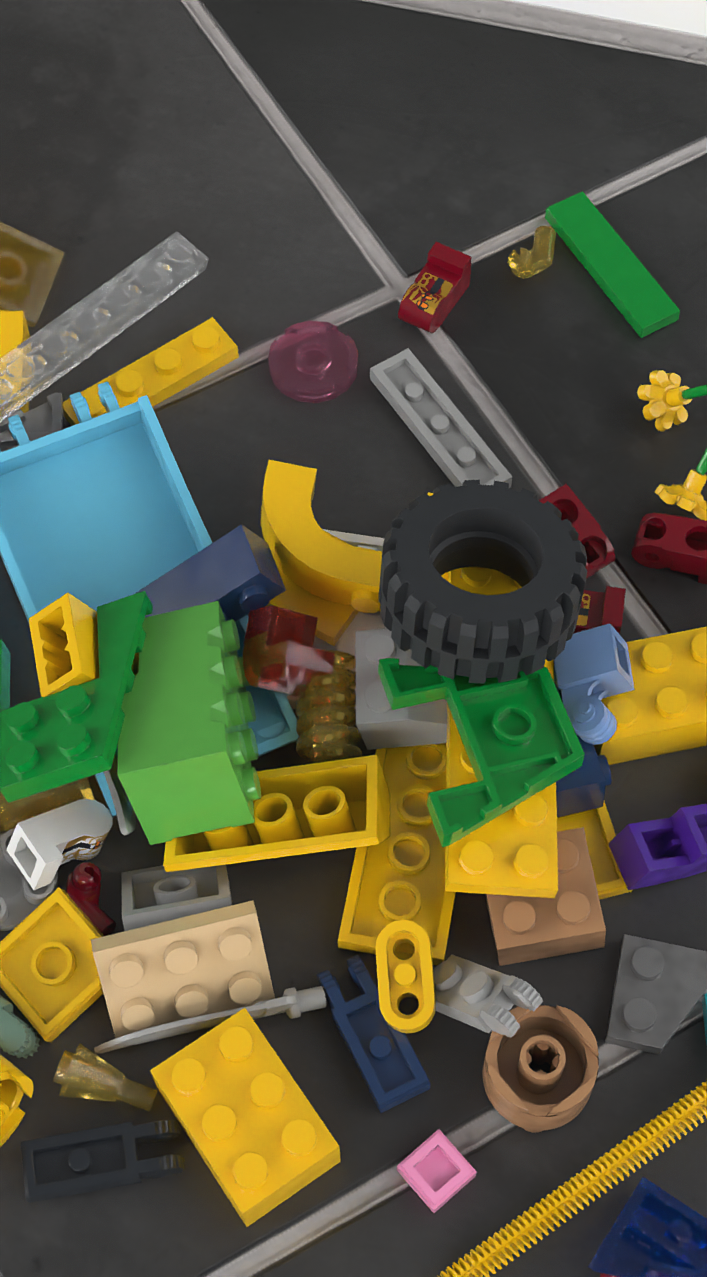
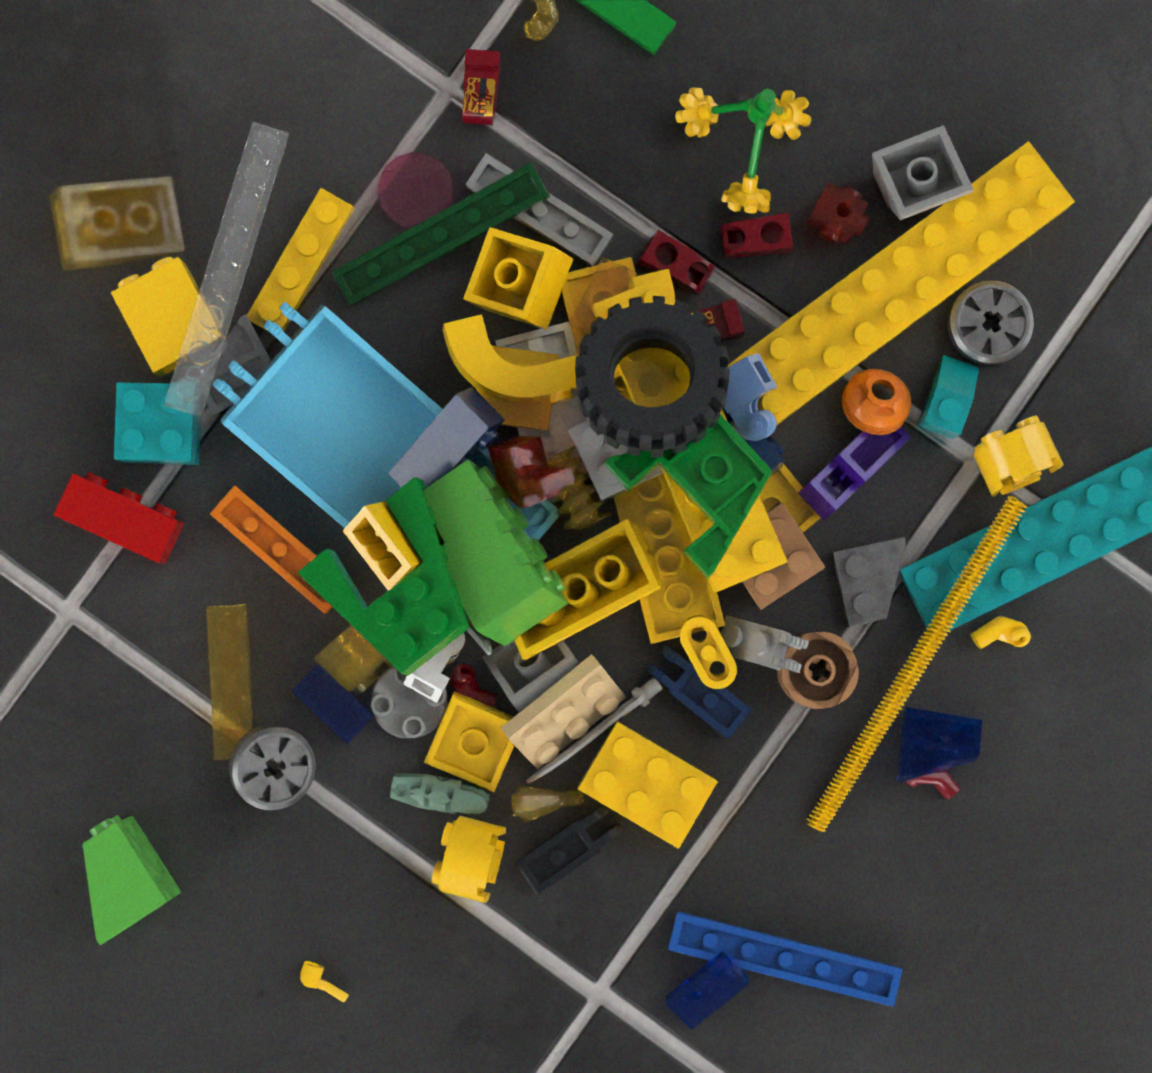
camera: 25 degrees left, 25 degrees up
(317, 400) = (441, 234): none -> dark green plate
(379, 468) = (518, 278): none -> yellow brick
(436, 1170) = (777, 758): bright pink tile -> none

